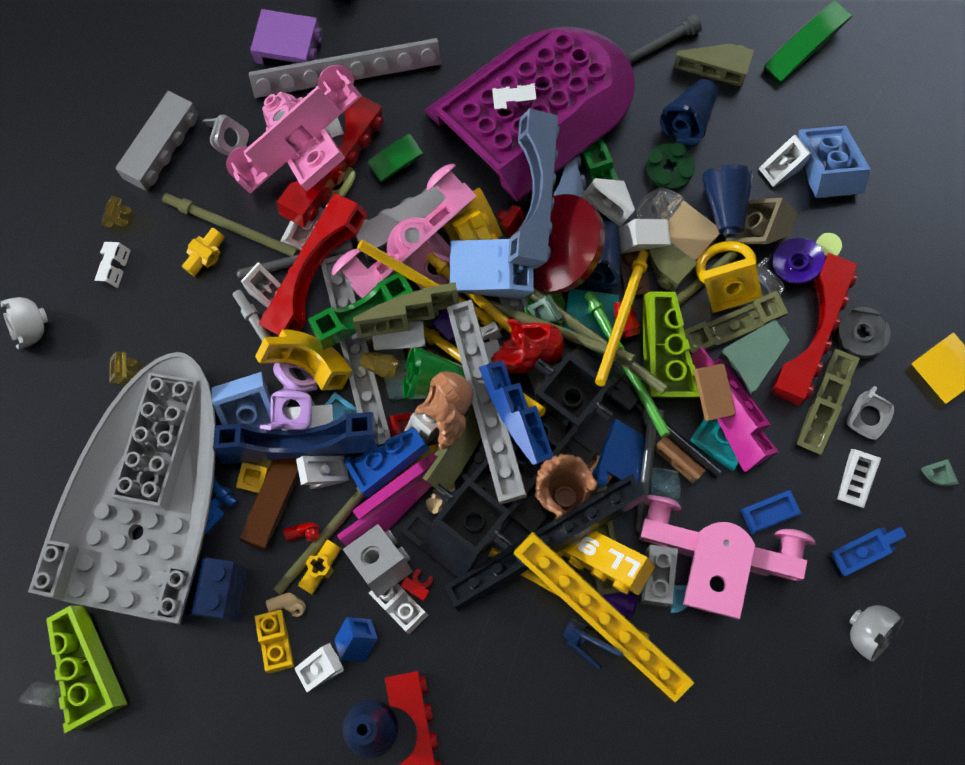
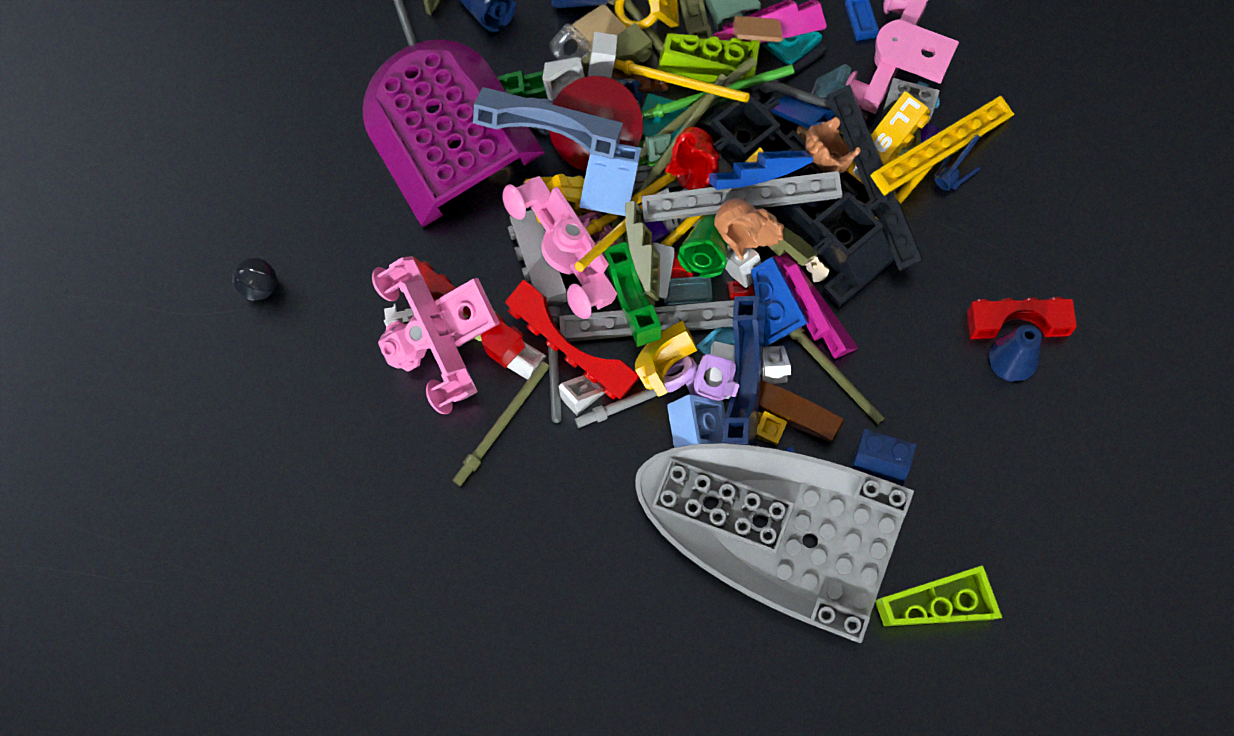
camera: 80 degrees left, 5 degrees down
(24, 321) = (568, 636): white cylinder -> none
(41, 694) = (957, 649): clear slope -> none
(109, 250) = (522, 548): white piece -> none
(112, 212) = (462, 535): clear yellow tile -> none
(118, 367) = (635, 543): clear yellow tile -> none
(157, 141) = (392, 481): light grey brick -> none
(203, 252) = (527, 449): yellow axle -> none
(219, 126) = (395, 404): light grey piece -> none
(274, 641) = (928, 429): yellow slope -> none
(285, 37) = (308, 341): medium lavender panel -> none
(288, 602) = (893, 411): tan arm -> none
(310, 530) = (826, 390): red arm -> none
(319, 667) = (958, 387): white slope -> none
(327, 554) = (873, 383): yellow axle -> none
(355, 639) = (935, 355): blue panel -> none
(361, 64) = (357, 292): light grey plate -> none
(379, 363) = (681, 294): clear yellow cone -> none
(379, 559) = (854, 318): light grey brick -> none
(395, 157) = (467, 257): green slope -> none
(401, 607) = (906, 317): white slope -> none
(416, 588) = (894, 298): red tile -> none
(511, 220) = (557, 166): red tile -> none
(518, 94) = (442, 133): white piece -> none
(632, 324) = (672, 91): red cone -> none
(676, 155) = (531, 22): dark green plate -> none
(679, 459) = (809, 73): medium nougat slope -> none

